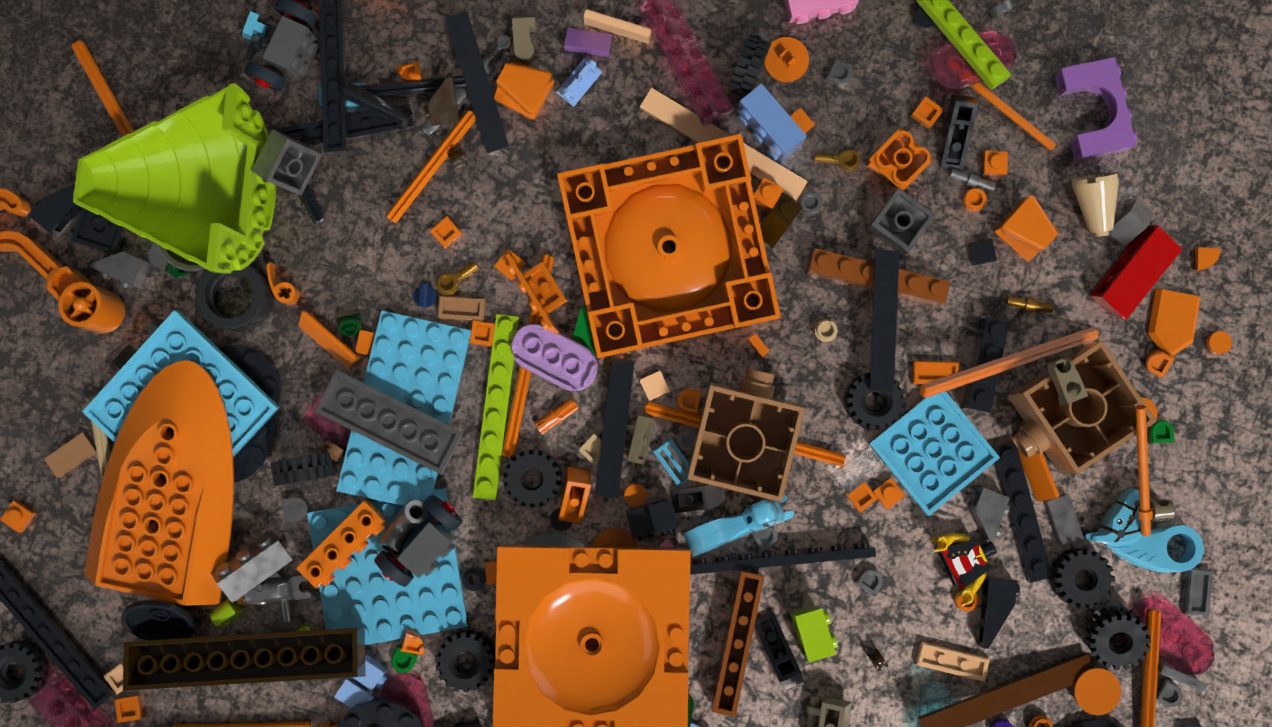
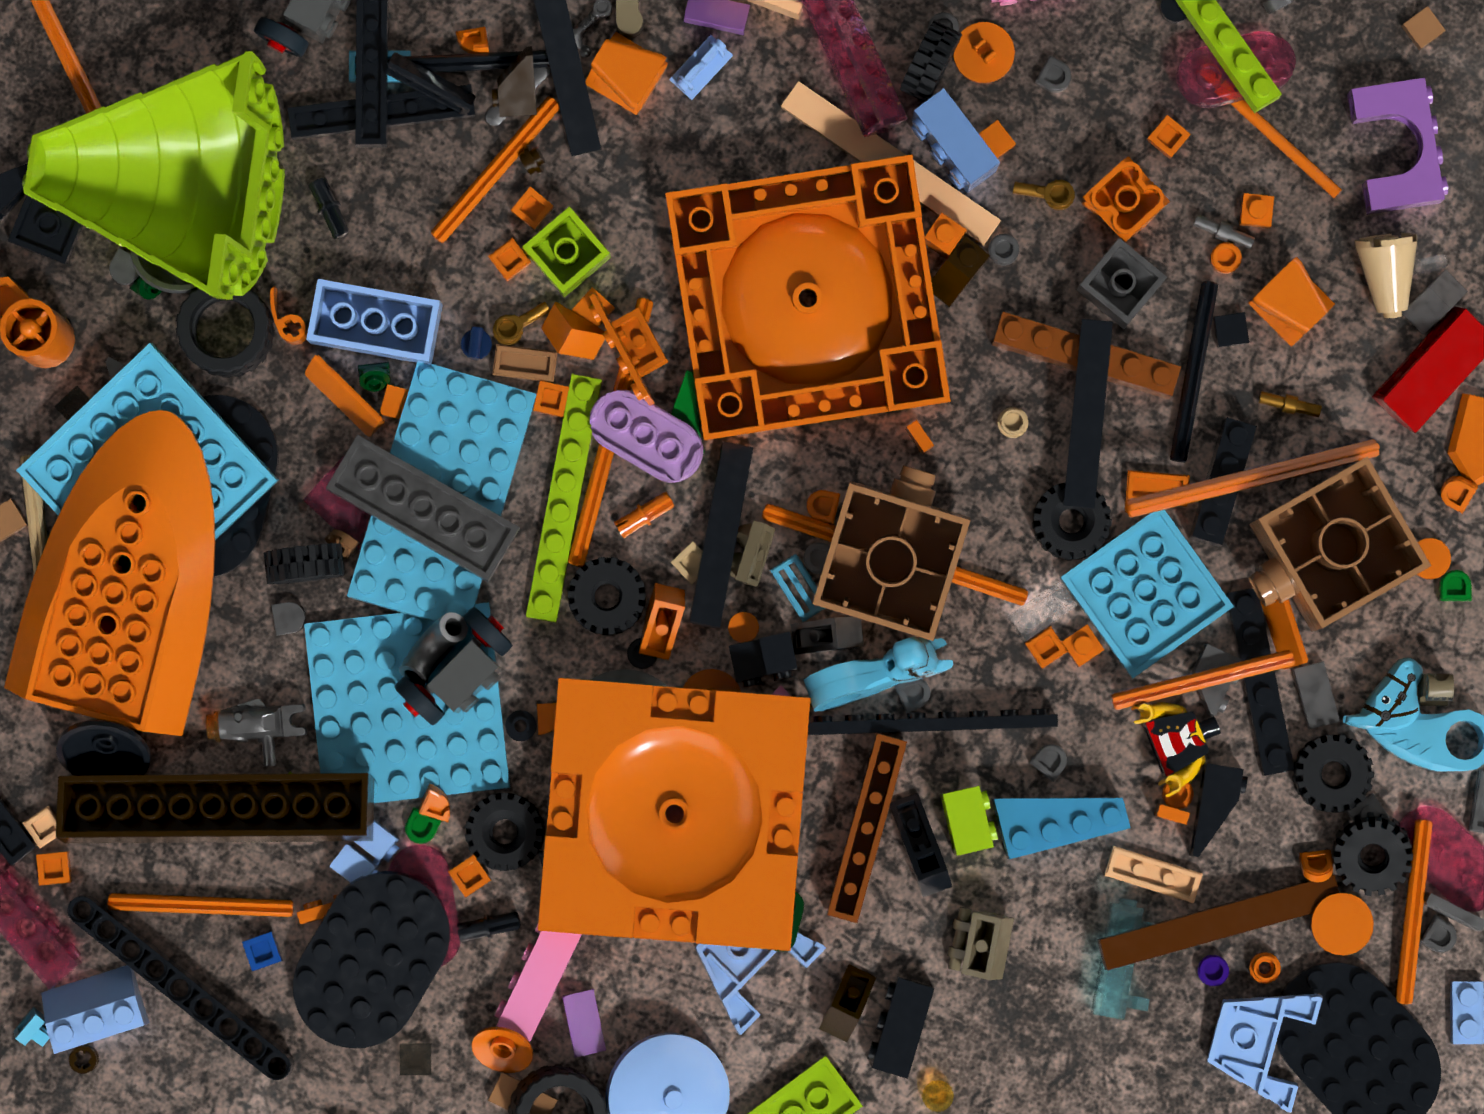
camera: 10 degrees right, 0 degrees up
(123, 267) = (78, 282): flat silver slope -> none
(225, 613) = (189, 749): lime brick -> none
(251, 566) = (230, 688): flat silver brick -> none
(286, 162) = (306, 155): flat silver brick -> none
(342, 544) = (351, 666): orange brick -> none
(346, 284) = (374, 321): none -> light blue brick
(441, 695) = (469, 876): none -> orange plate
(460, 193) = (532, 208): none -> orange plate
(487, 223) = (566, 252): none -> lime brick
(495, 284) = (572, 333): none -> orange slope
(654, 385) = (777, 483): light nougat tile -> none
(877, 660) = (1052, 865): dark brown bush -> none
(878, 628) = (1048, 823): none -> dark azure wedge
(957, 284) = (1194, 371): none -> black axle
(958, 131) = (1208, 165): black slope -> none
(963, 616) = (1171, 814): none -> orange tile
(983, 515) = (1203, 679): none -> orange axle
(1066, 380) = (1314, 505): dark tan leg -> none
(1074, 647) = (1316, 865): none -> orange tile
(1107, 22) = (1423, 28): none -> medium nougat tile
(1145, 512) = (1416, 686): orange bar -> none

